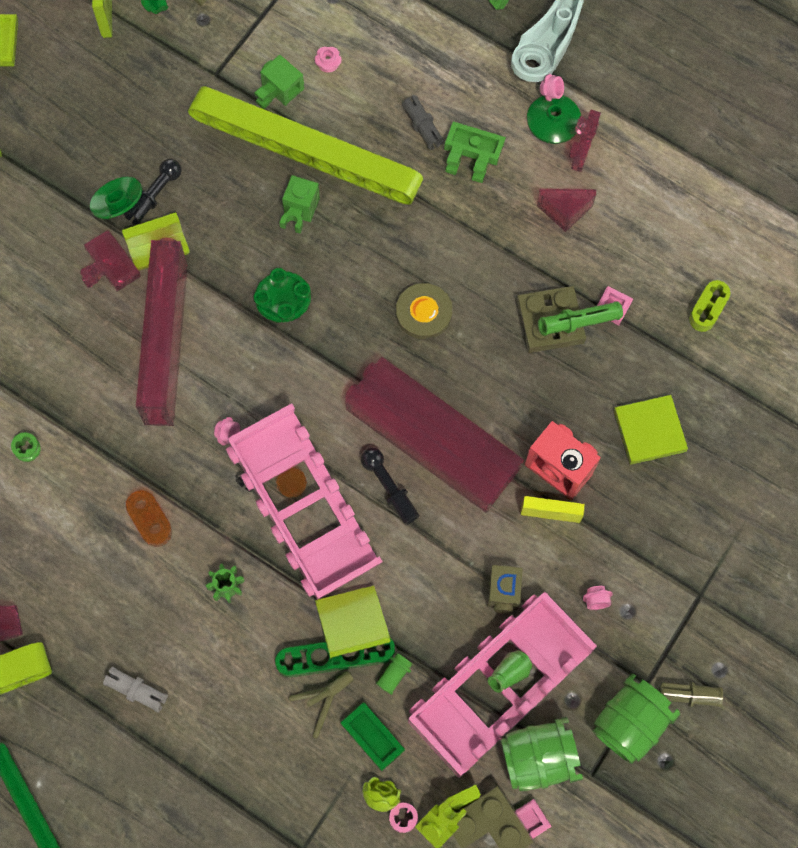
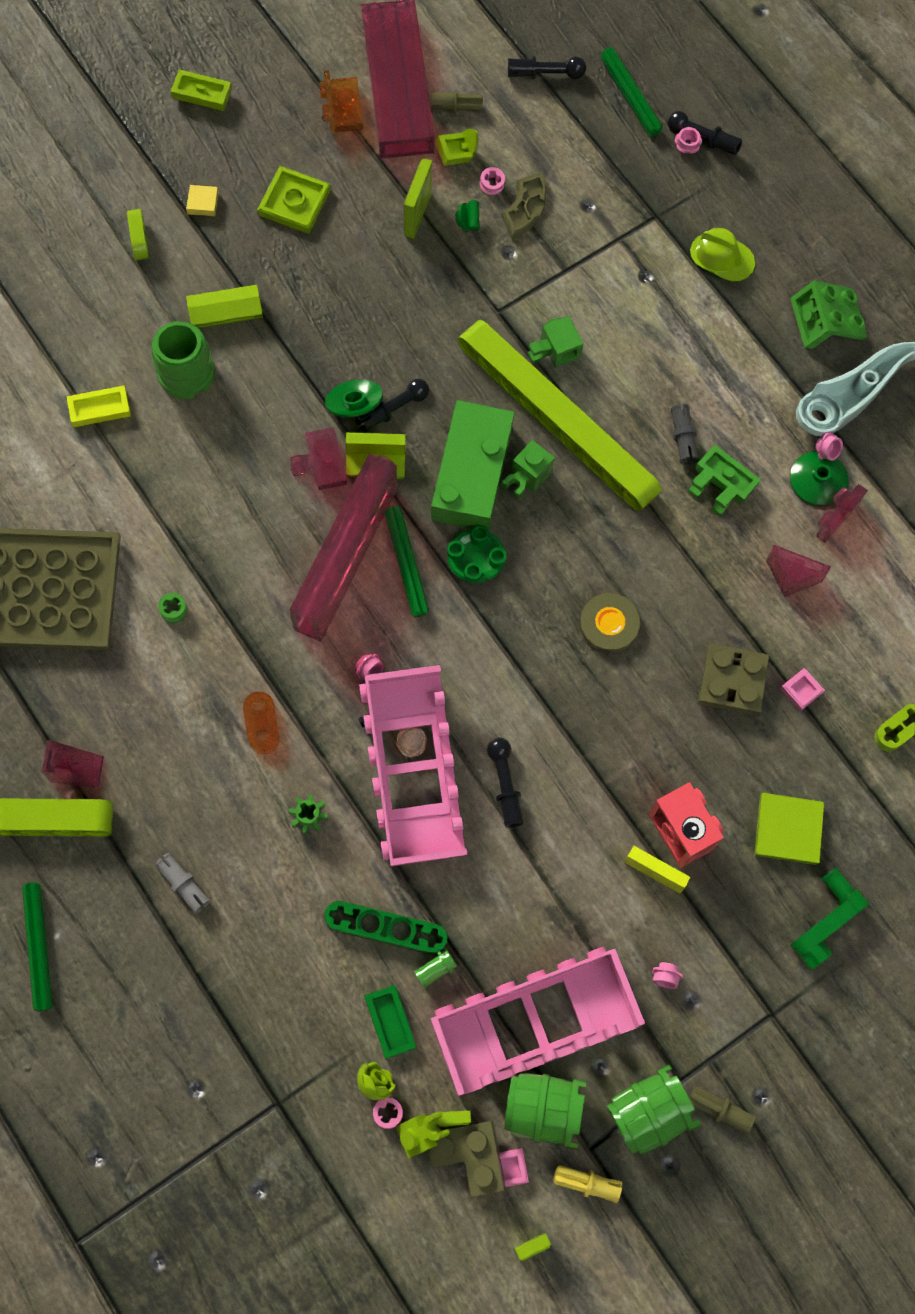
camera: 20 degrees right, 0 degrees up
(222, 325) = (406, 561): none -> green axle
(247, 218) = (472, 465): none -> bright green brick
(319, 694) = (358, 959): olive plant -> none
(328, 65) = (615, 343): bright pink plate -> none
(352, 621) = (415, 901): lime tile -> none
(433, 434) = (569, 748): clear pink brick -> none
(505, 588) = (577, 929): olive brick -> none
(511, 670) = (551, 1012): bright green cone -> none
(570, 320) = (750, 689): bright green pin -> none
(603, 805) = (588, 1183): none -> light yellow axle
(709, 522) = (810, 945): none -> green beam

